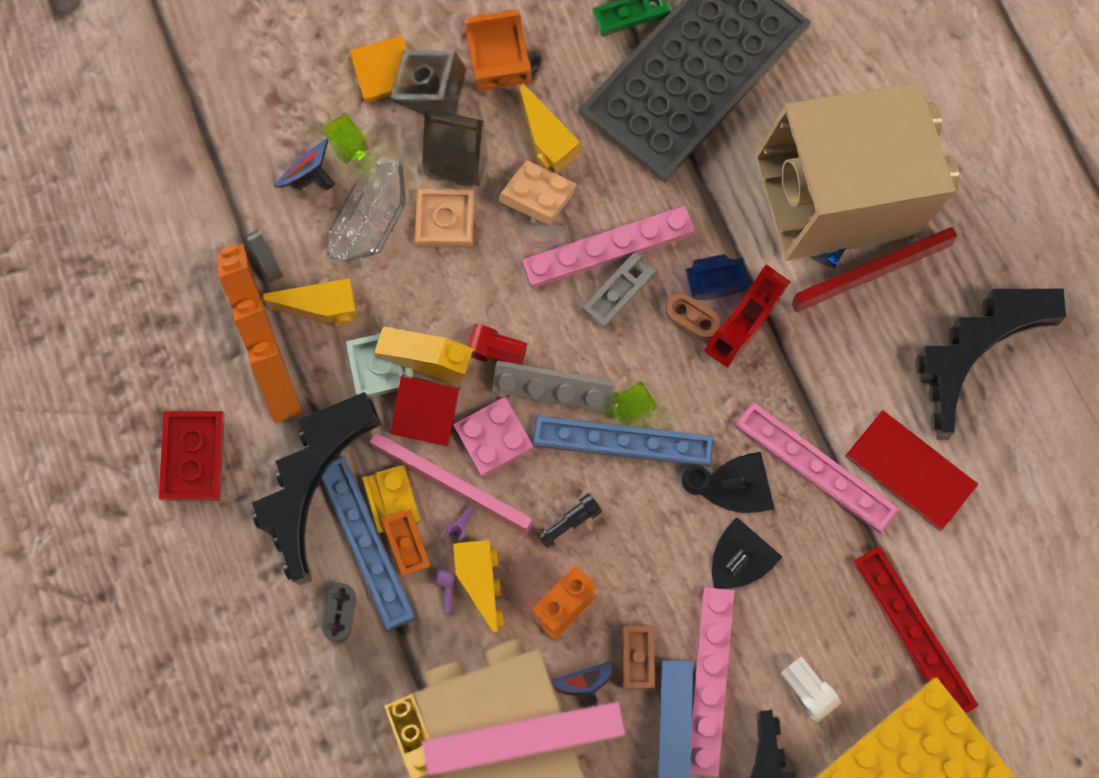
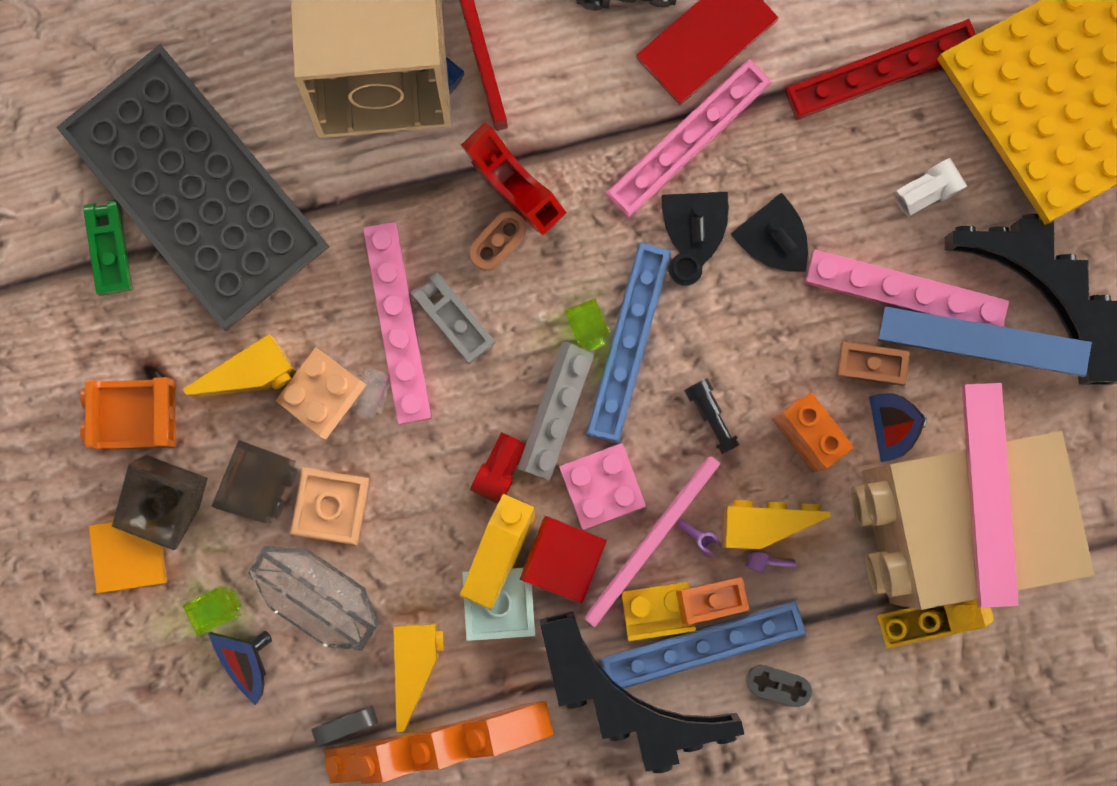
camera: 85 degrees left, 10 degrees up
(716, 277) = (453, 207): clear blue slope -> none

